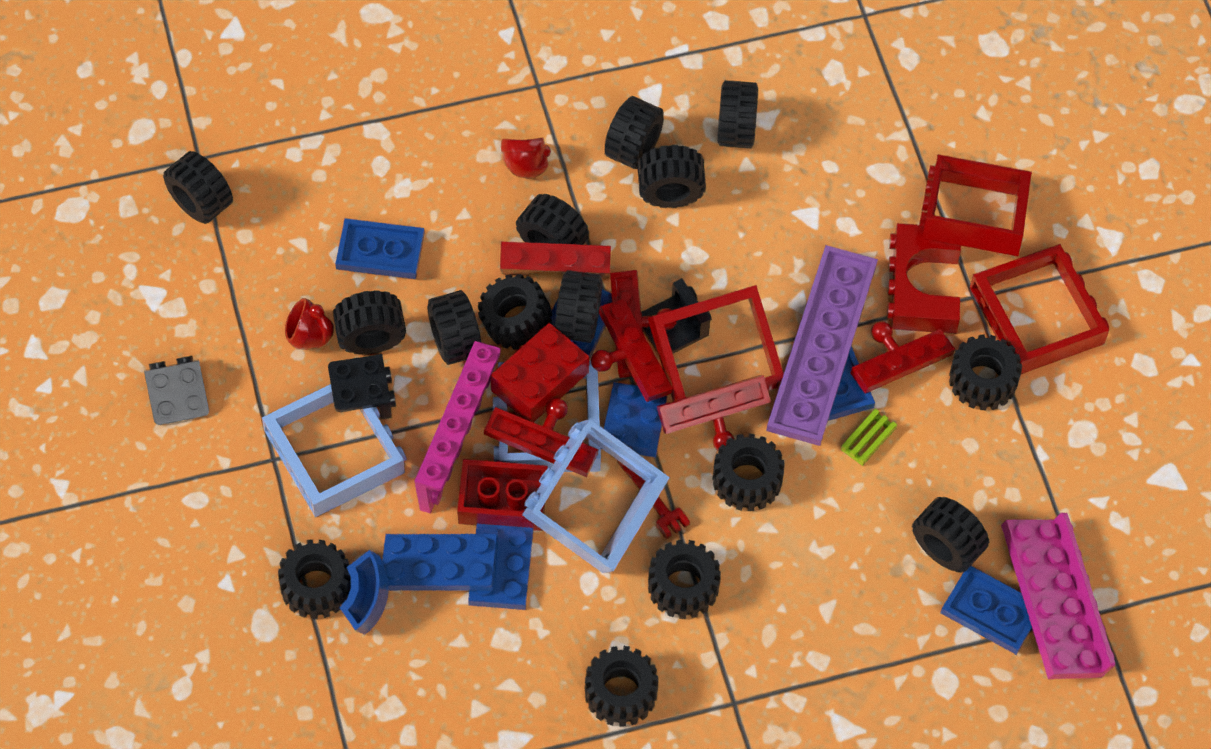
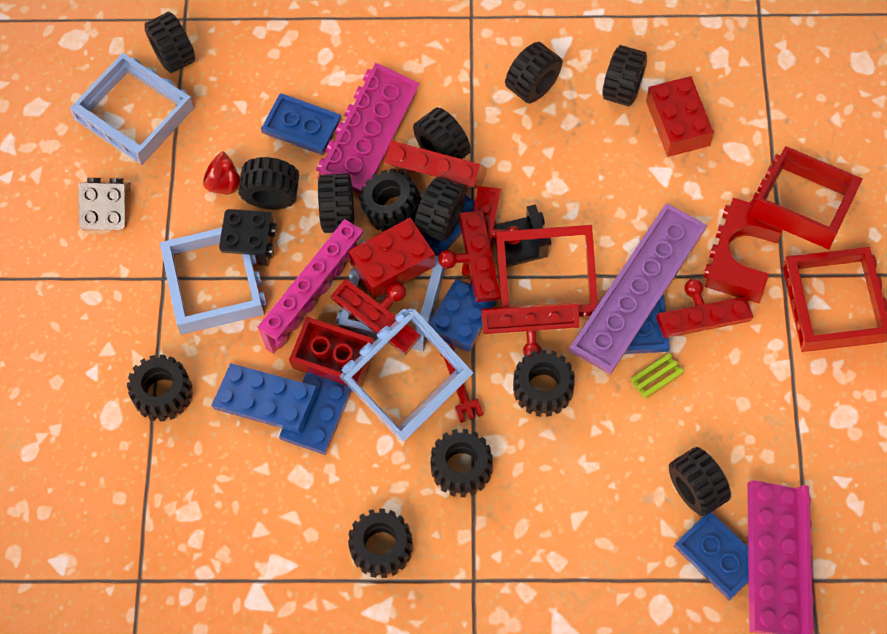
camera: 20 degrees right, 5 degrees up
(159, 309) = (103, 85): none -> light blue window
(367, 592) = (196, 410): blue brick -> none
(460, 232) = (368, 125): none -> dark pink bracket
(525, 157) = (441, 74): red piece -> none
(671, 176) = (553, 116): black tyre -> none
(810, 147) = (679, 116): none -> red brick
(991, 354) = (780, 328): black tyre -> none

